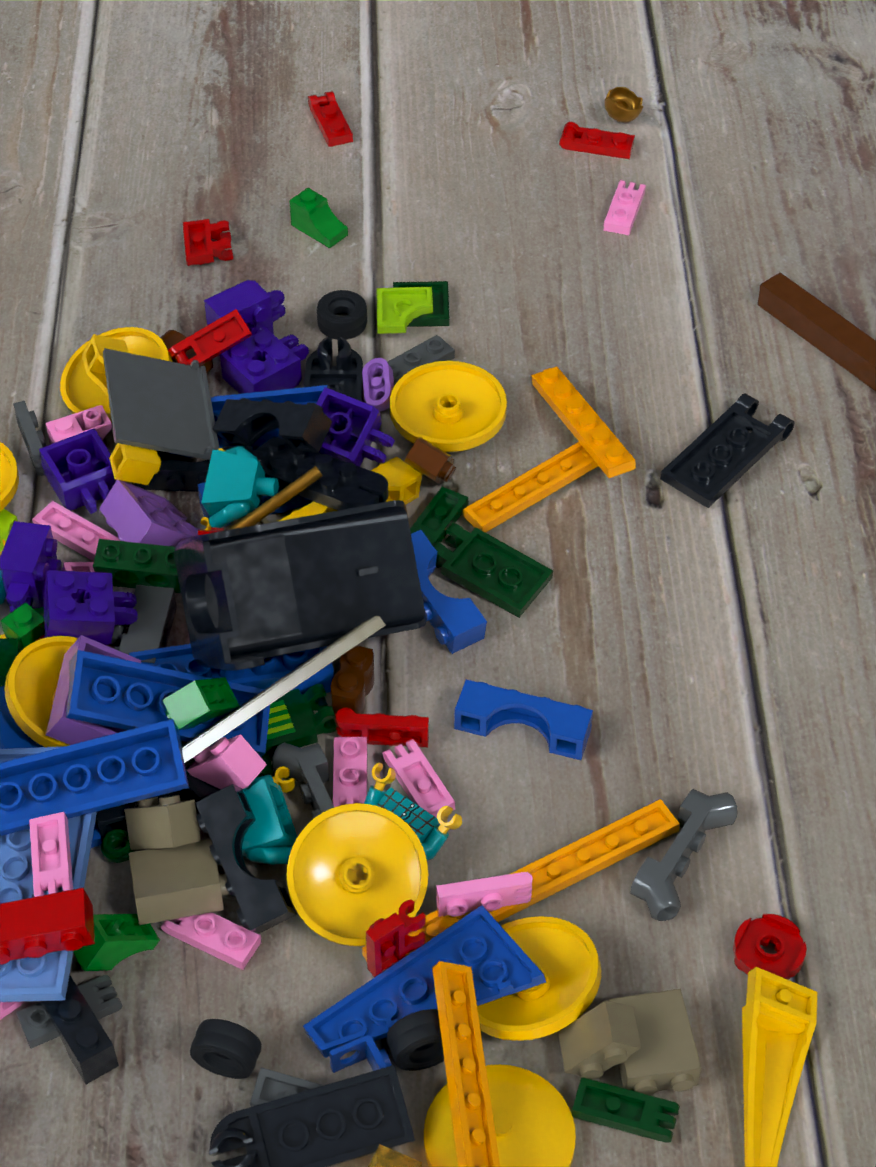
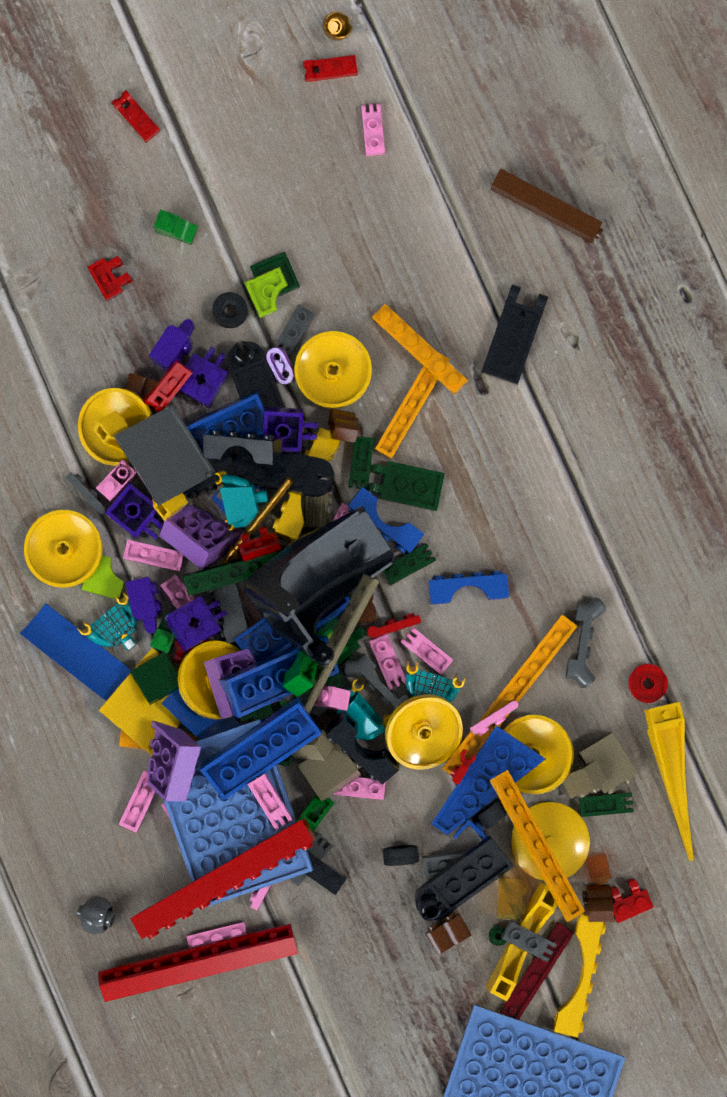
camera: 20 degrees left, 35 degrees up
(445, 664) = (408, 565): none -> dark green hinge

